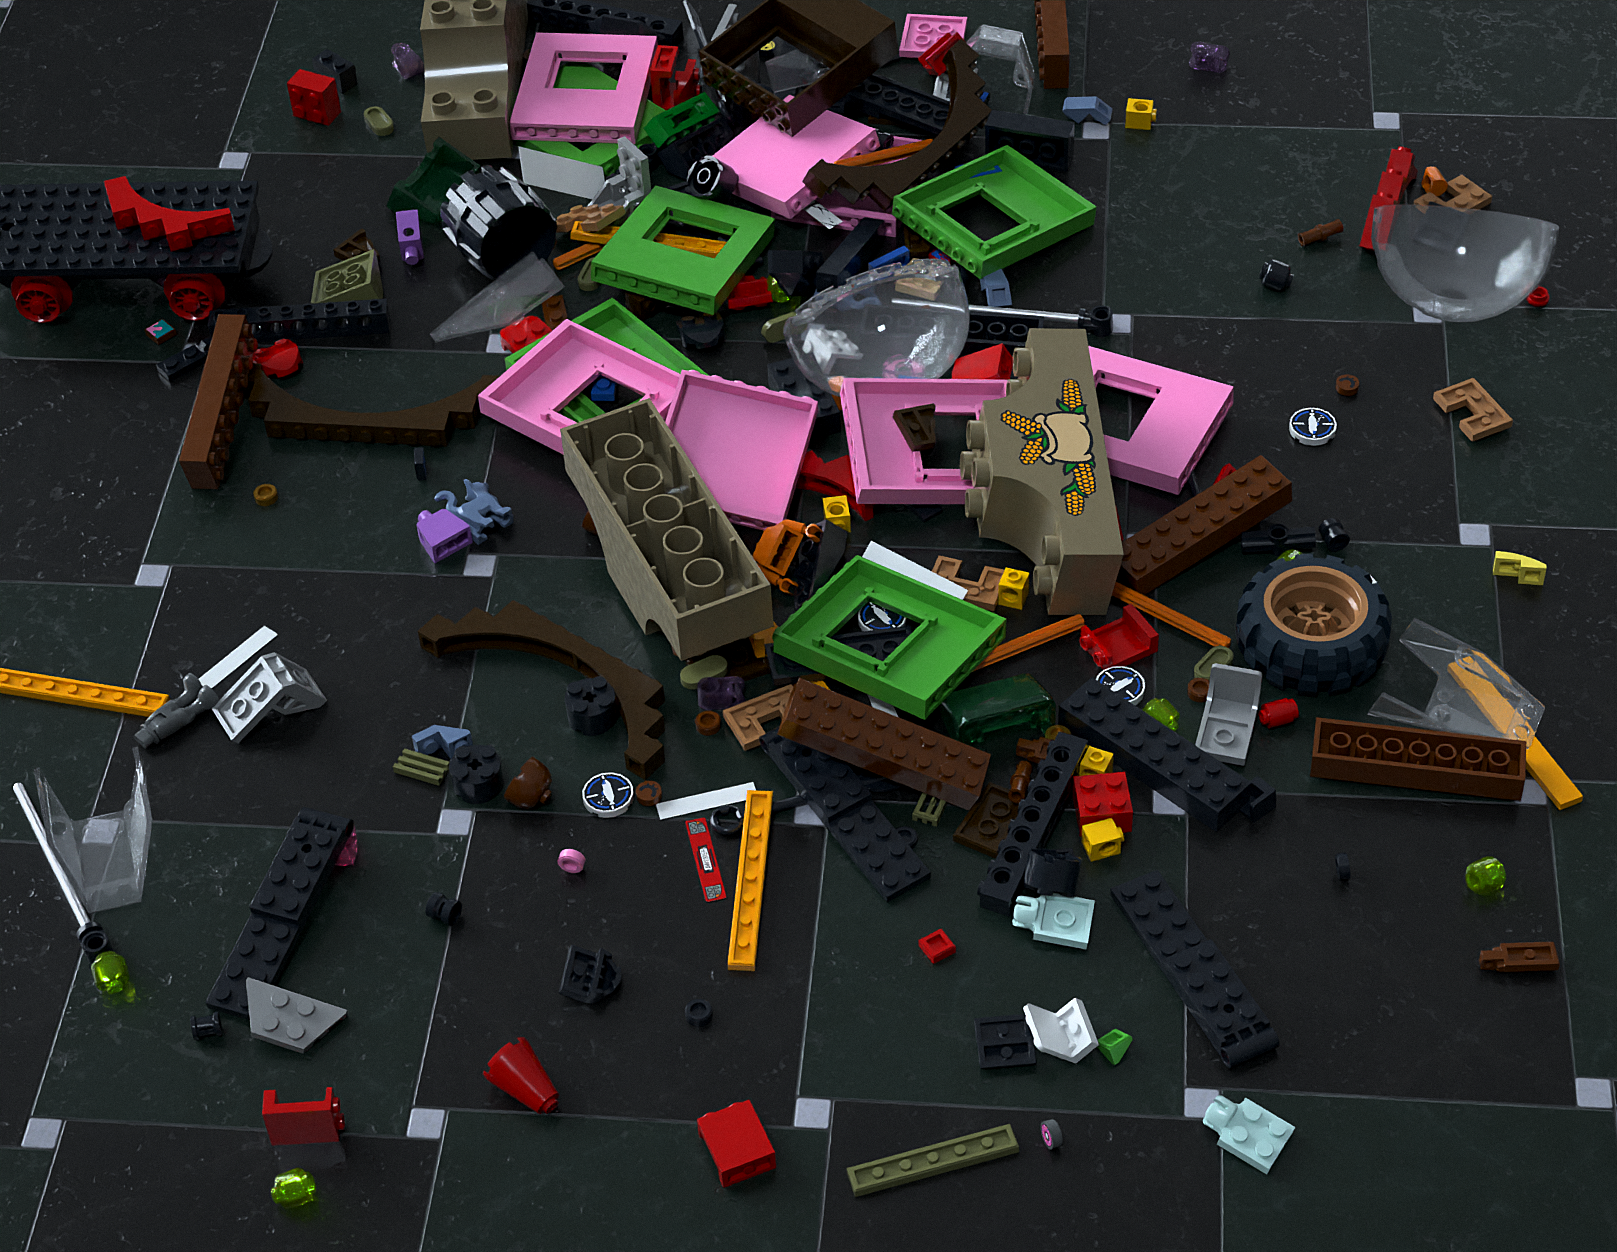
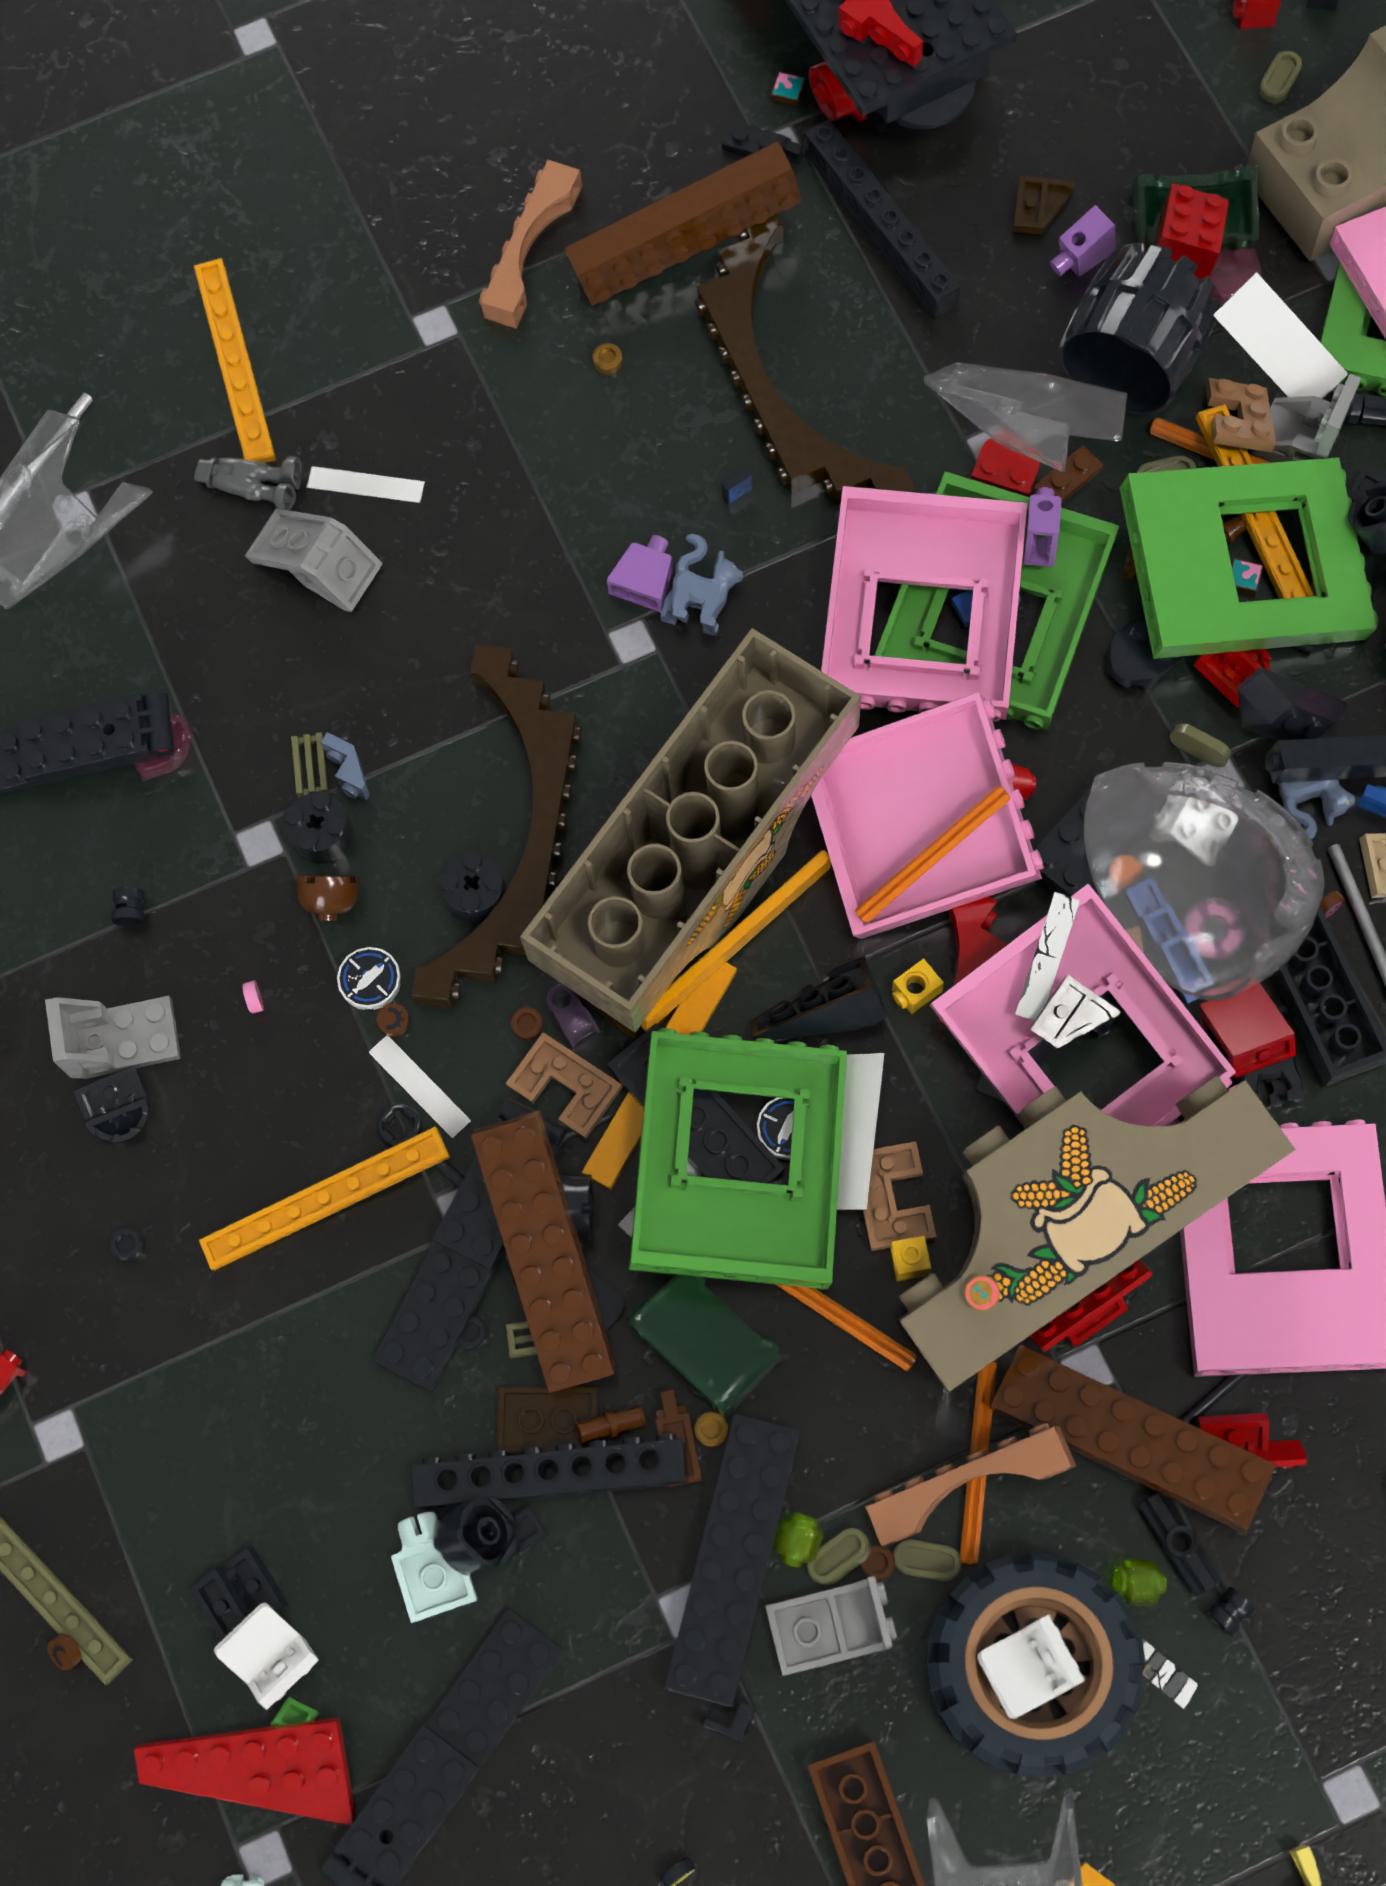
camera: 65 degrees right, 25 degrees up
(168, 520) = (553, 196): none -> nougat arch
(279, 359) = (814, 234): red slope -> none
(349, 280) = (973, 228): olive slope -> none
(433, 184) = (1193, 226): none -> red brick
(537, 955) = (103, 1041): none -> light grey bracket
(589, 315) = (1042, 519): none -> medium lavender torso
(705, 859) = (337, 1132): sticker -> none
(764, 449) = (932, 854): none -> orange axle
(778, 548) = (805, 956): orange torso -> none
(874, 420) = (1047, 956): none -> white sticker
(937, 946) = (336, 1451): red tile -> none
(979, 1160) = (64, 1651): none -> reddish brown tile
(1051, 1134) = (133, 1713): dark grey tile -> none
(1074, 504) = (982, 1293): none -> pearl gold tile
(1096, 762) = (674, 1503): yellow brick -> none
(1102, 798) = (624, 1537): red brick -> none
(1102, 839) = (573, 1563): yellow brick -> none
(1121, 640) = (898, 1426): red panel -> none
(1124, 682) = (828, 1464): tile -> none
(1139, 1065) = (273, 1768): none -> red wing
(1178, 652) = (906, 1512): none -> nougat arch
(1184, 700) = (839, 1556): none -> olive tile
(1278, 712) = (882, 1681): red brick -> none
(1316, 602) = (1030, 1667): none -> white bracket

